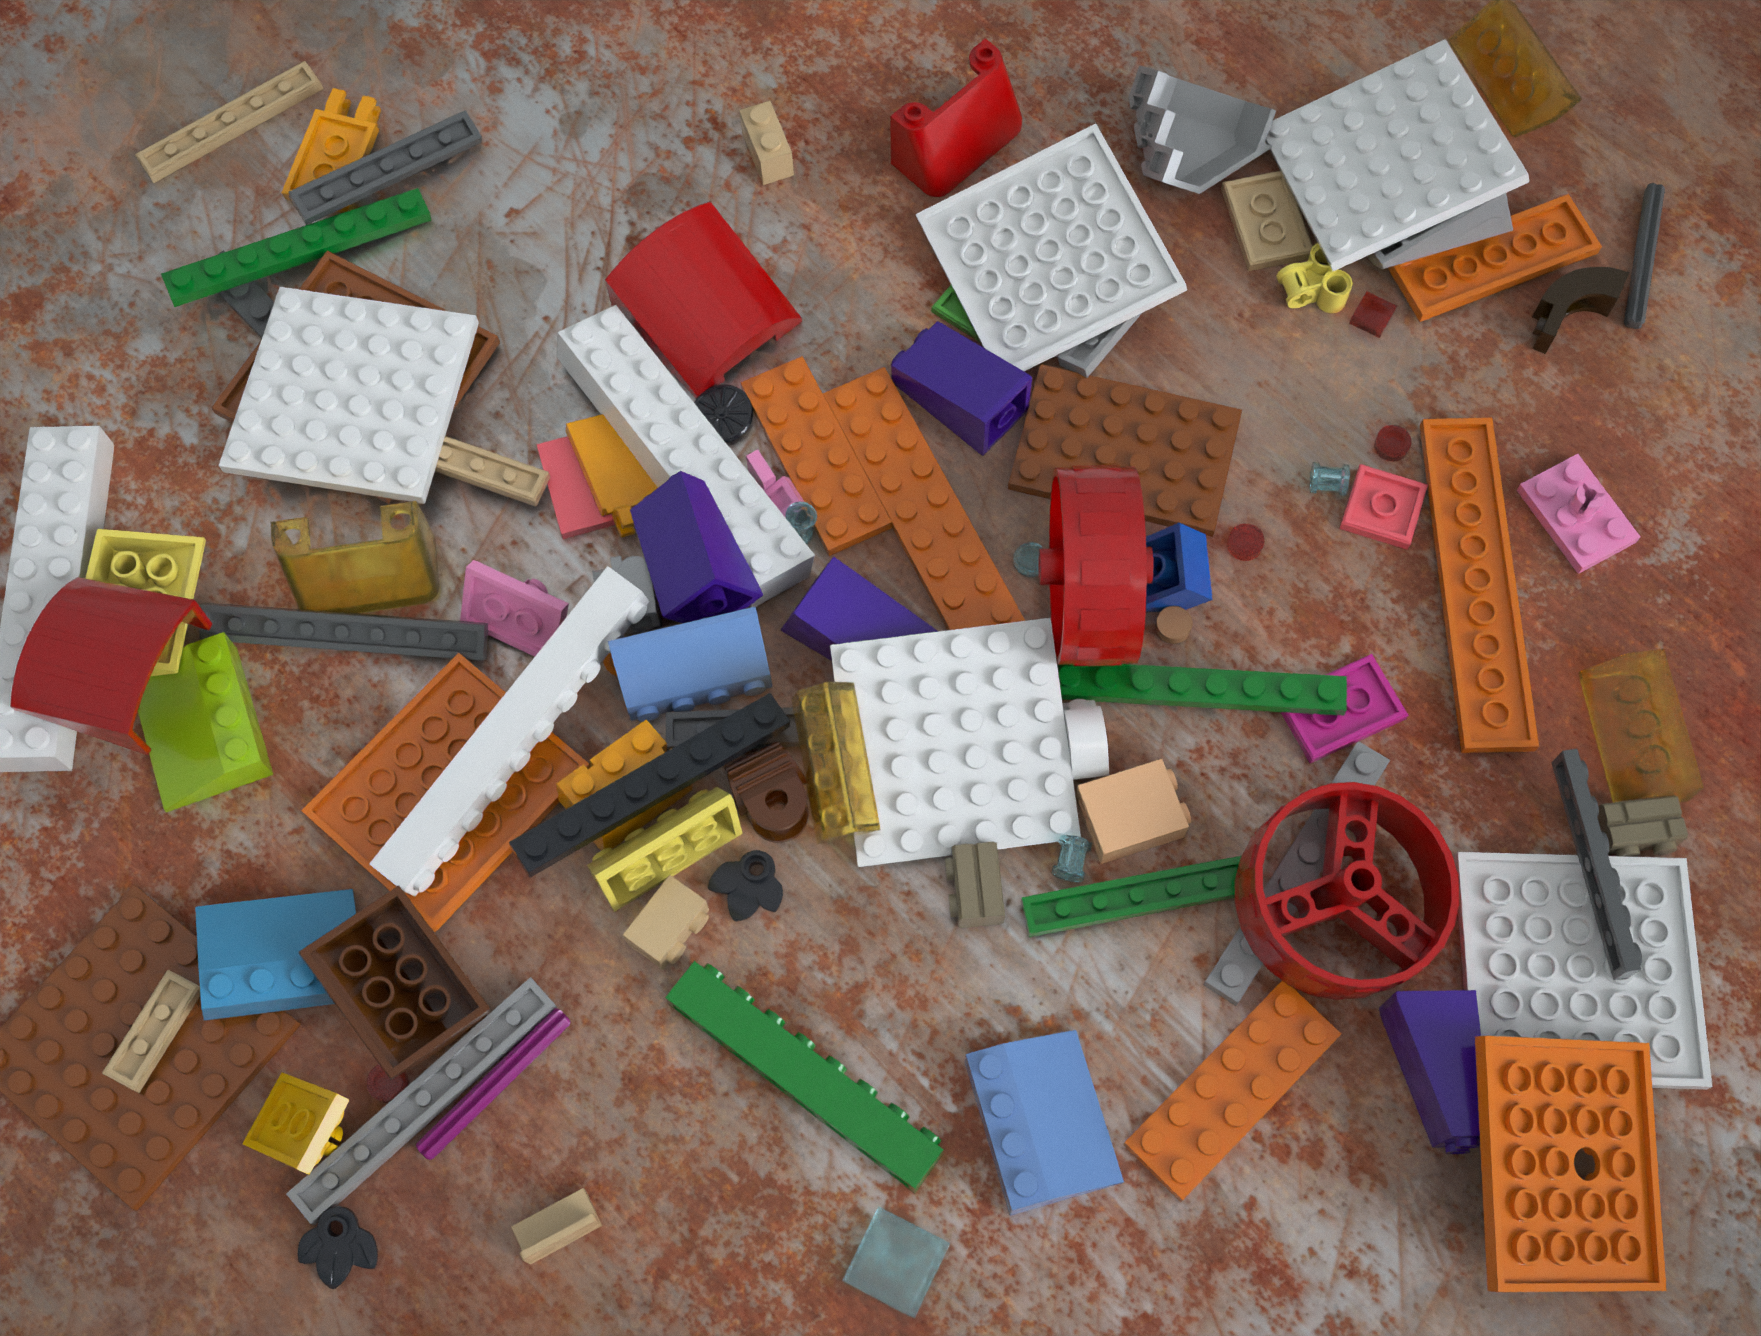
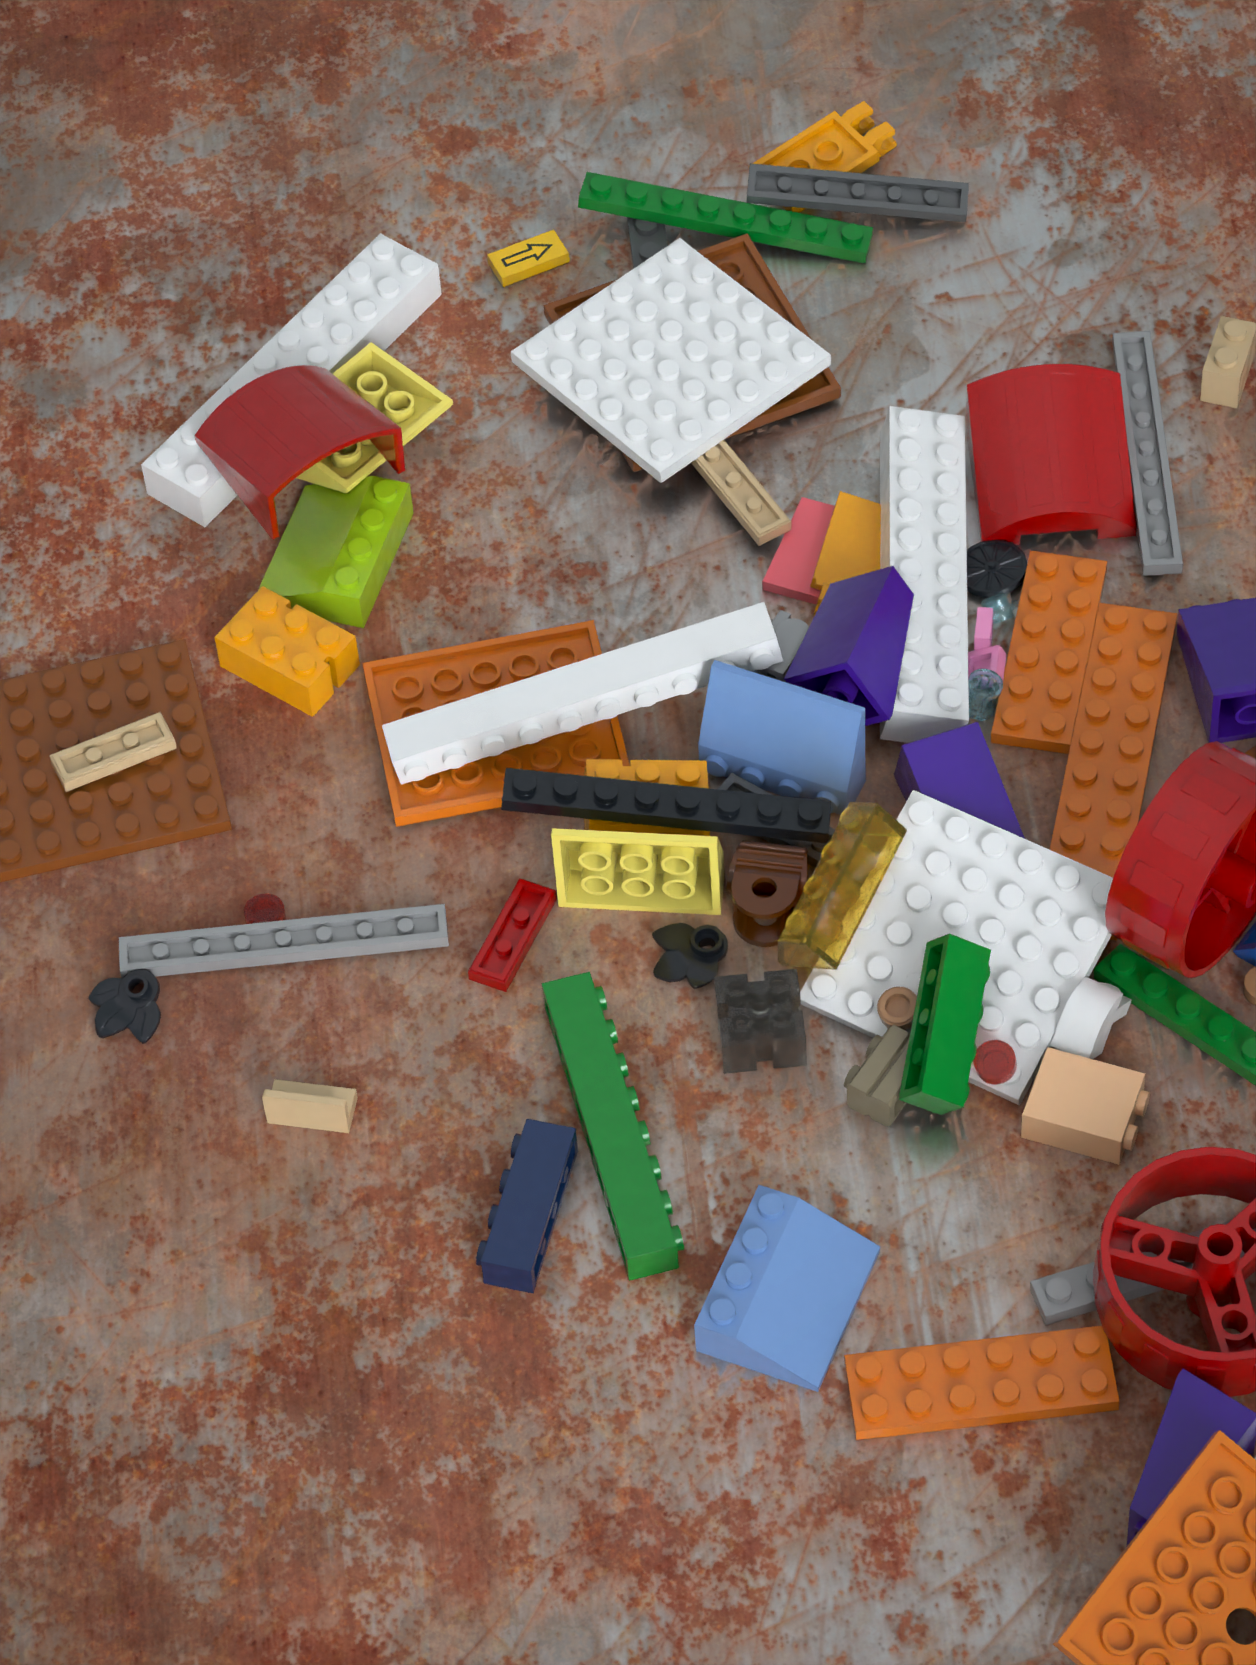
camera: 40 degrees right, 15 degrees down
(163, 372) = (528, 258): none -> yellow tile
(229, 121) = (753, 83): tan tile -> none
(230, 840) = (287, 651): none -> light orange piece
(253, 948) = (254, 758): dark azure slope -> none
(297, 1123) = (170, 888): yellow plate -> none
(347, 631) = (516, 550): dark grey plate -> none
(361, 575) = (564, 507): clear yellow windscreen -> none
(395, 983) = (330, 827): reddish brown slope -> none
(492, 1084) = (349, 968): magenta axle -> none
(515, 610) = (659, 597): bright pink plate -> none
(599, 962) = (512, 935): none -> red tile
(667, 923) = (593, 935): tan brick -> none
(754, 440) = (1002, 606): none -> clear light blue plate
(792, 279) = (1147, 455): none -> light grey plate
(798, 1192) = (528, 1205): none -> dark blue brick
(849, 907) = (760, 1021): none -> clear smoke brick
(896, 1262) = (567, 1316): clear light blue tile -> none
(947, 828) = (897, 1007): none -> medium nougat tile
(999, 823) = (945, 1024): none -> green brick
(1050, 823) = (995, 1062): none -> clear red tile
(1071, 858) = (994, 1109): clear light blue bush -> none
(1130, 897) = (1012, 1169): green plate -> none

